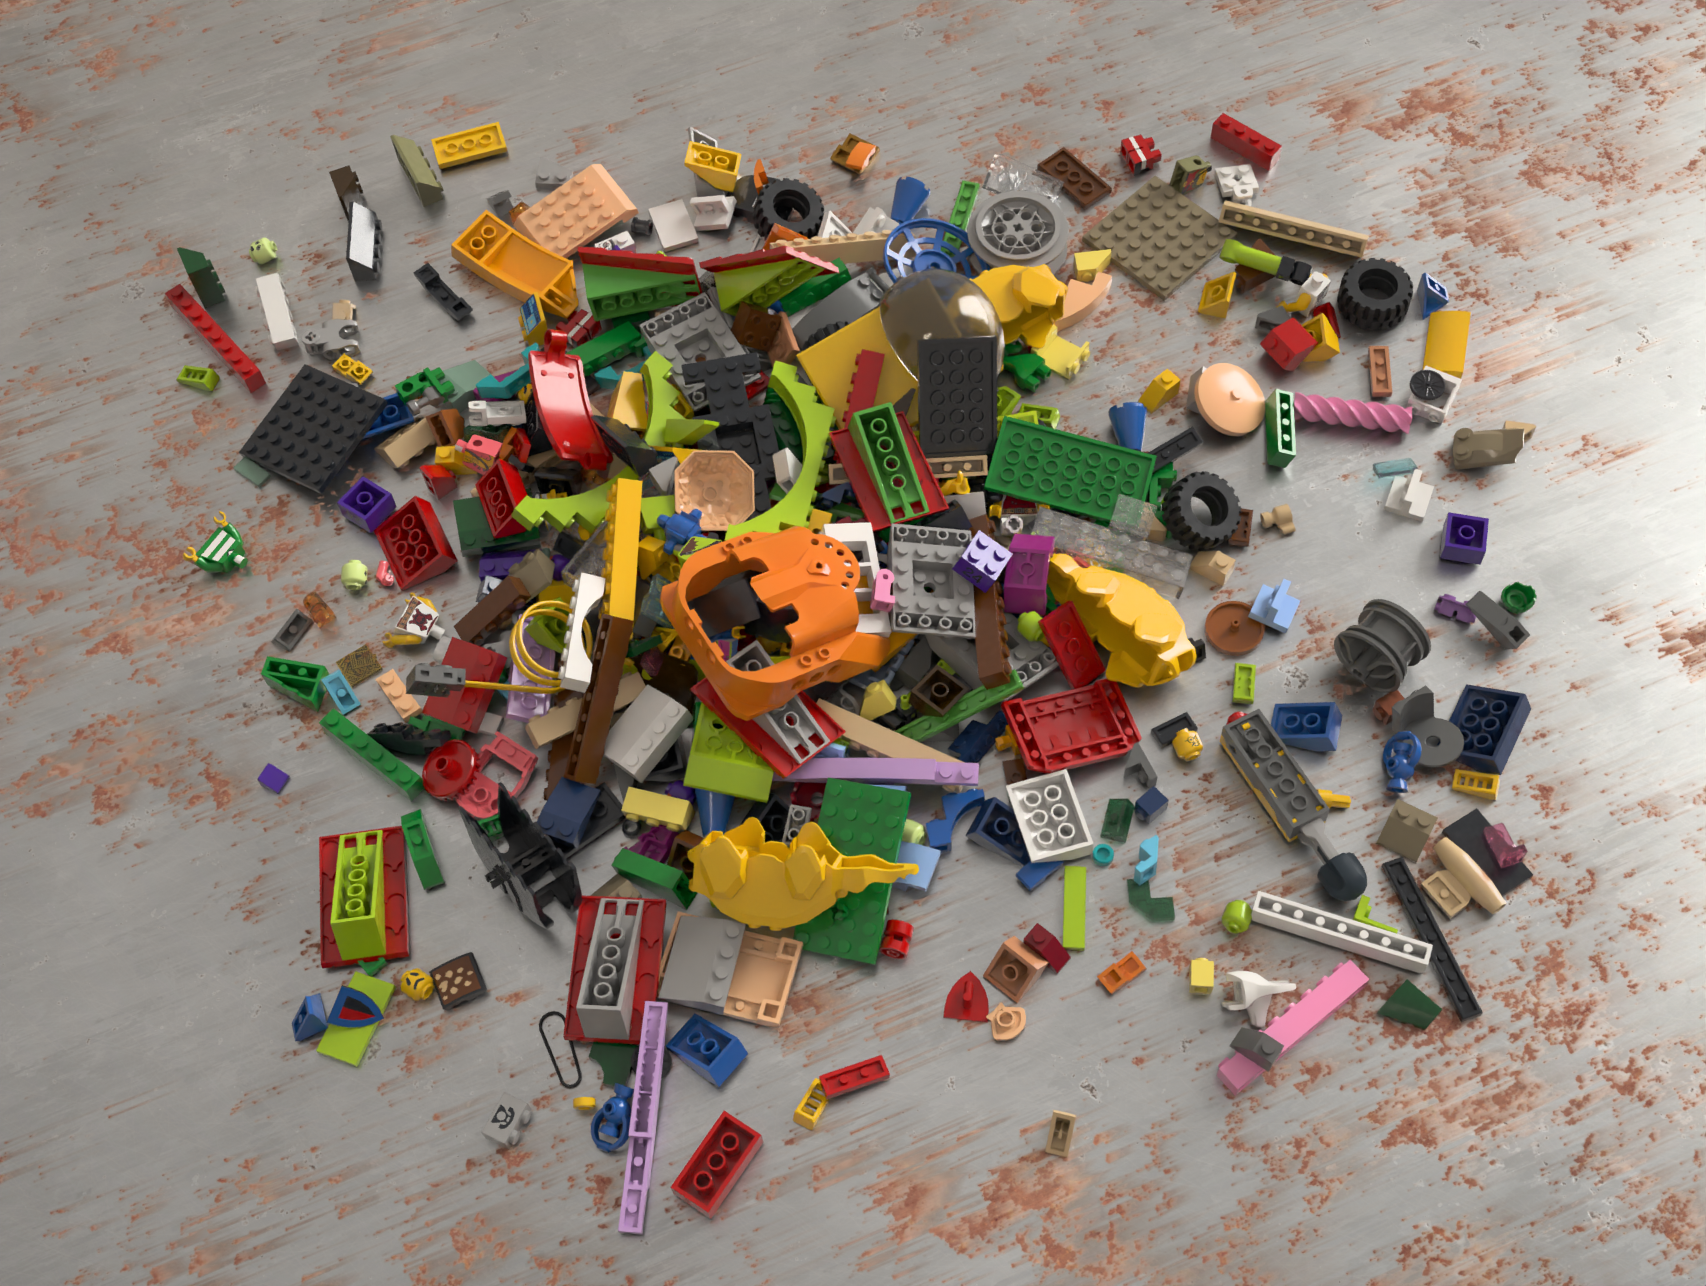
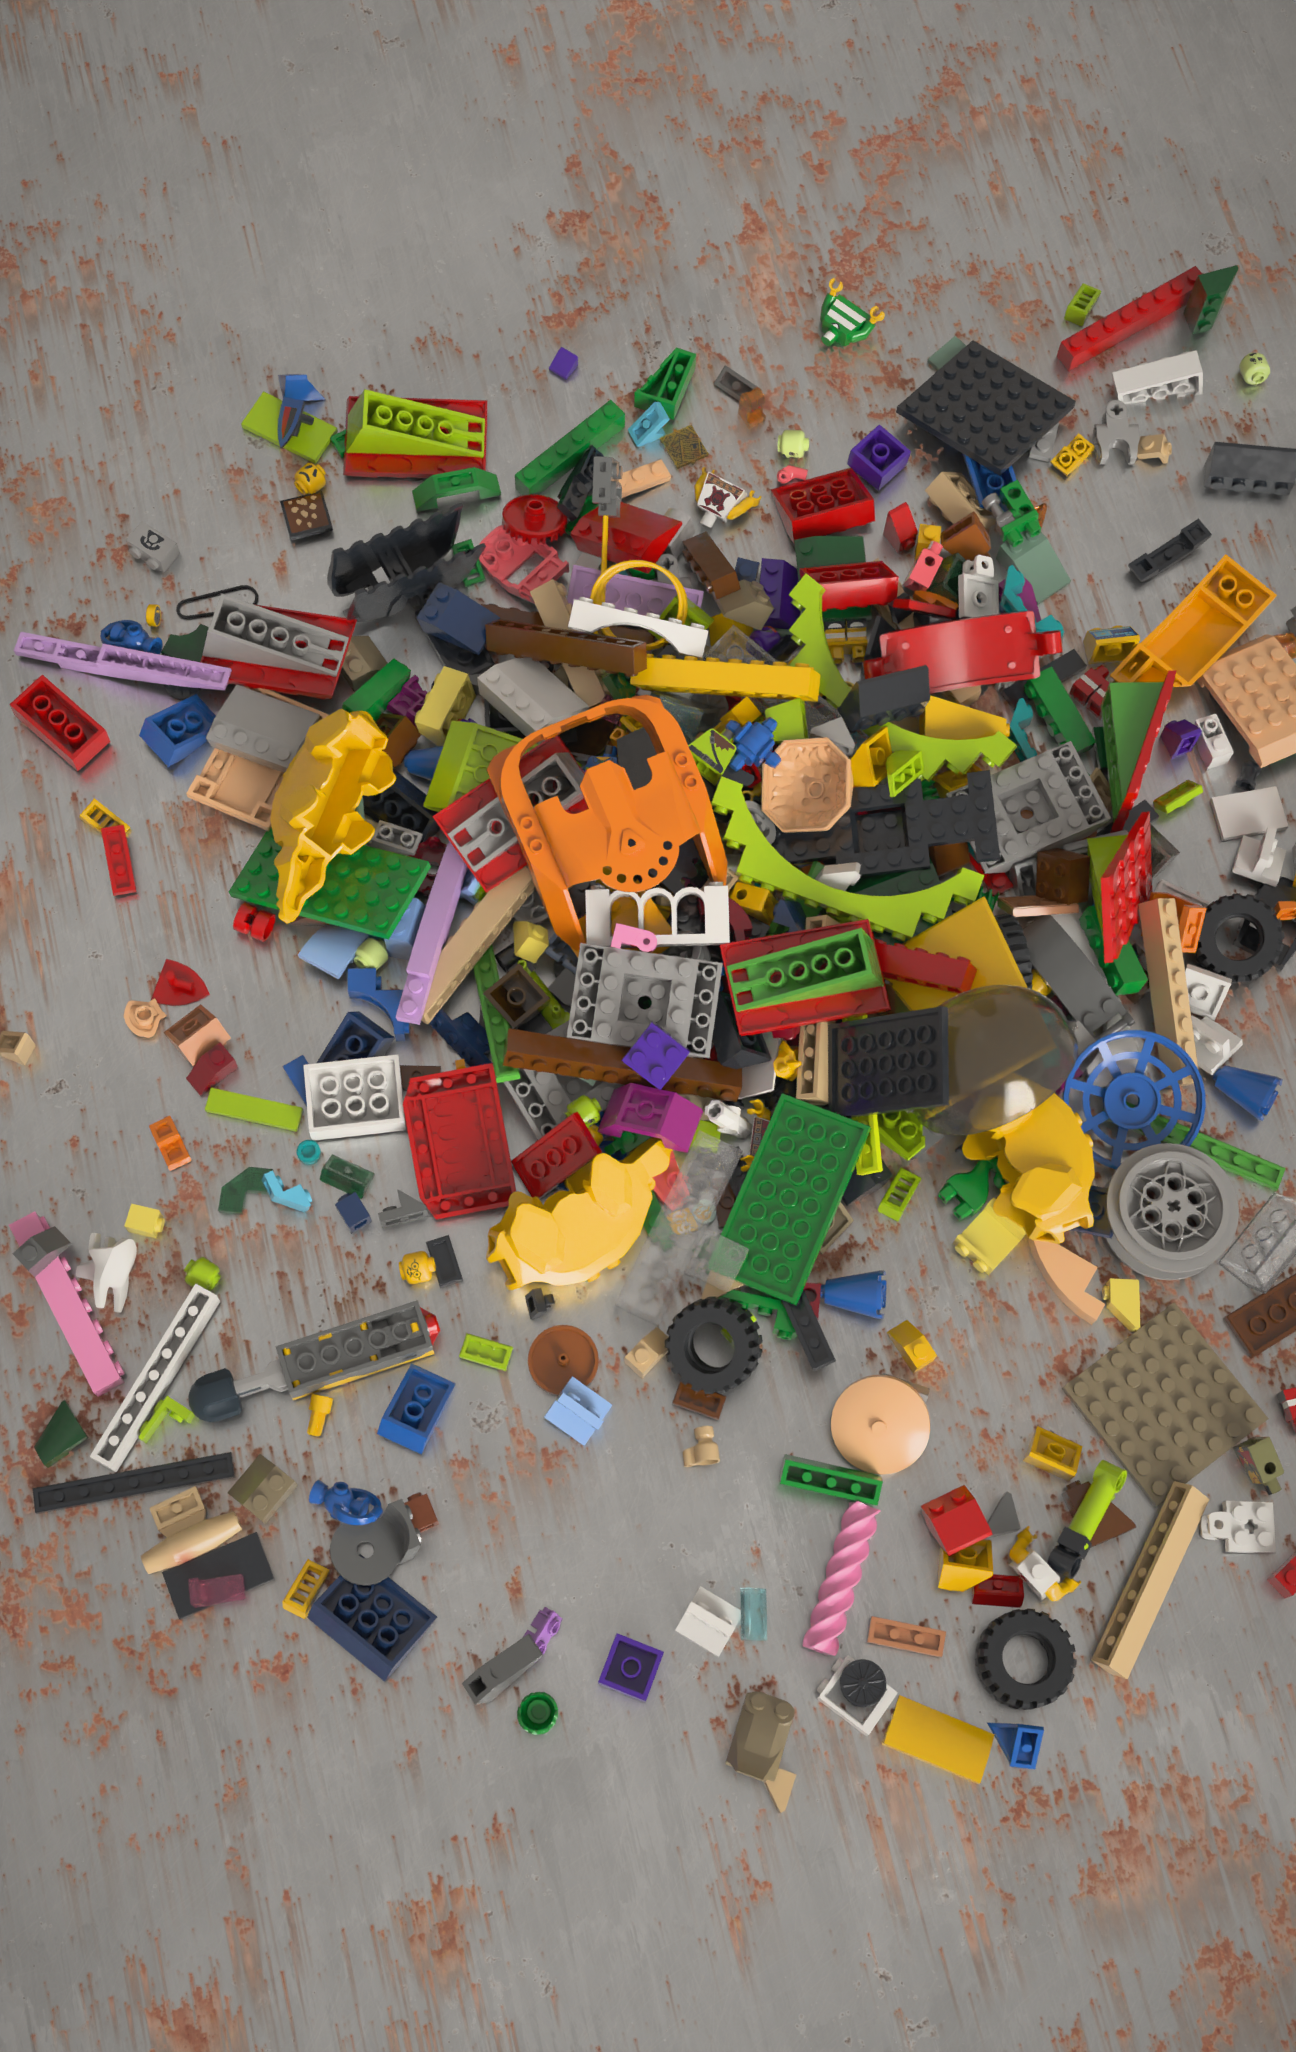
camera: 90 degrees right, 10 degrees up
(1382, 645) = (485, 1510): dark grey wheel -> none

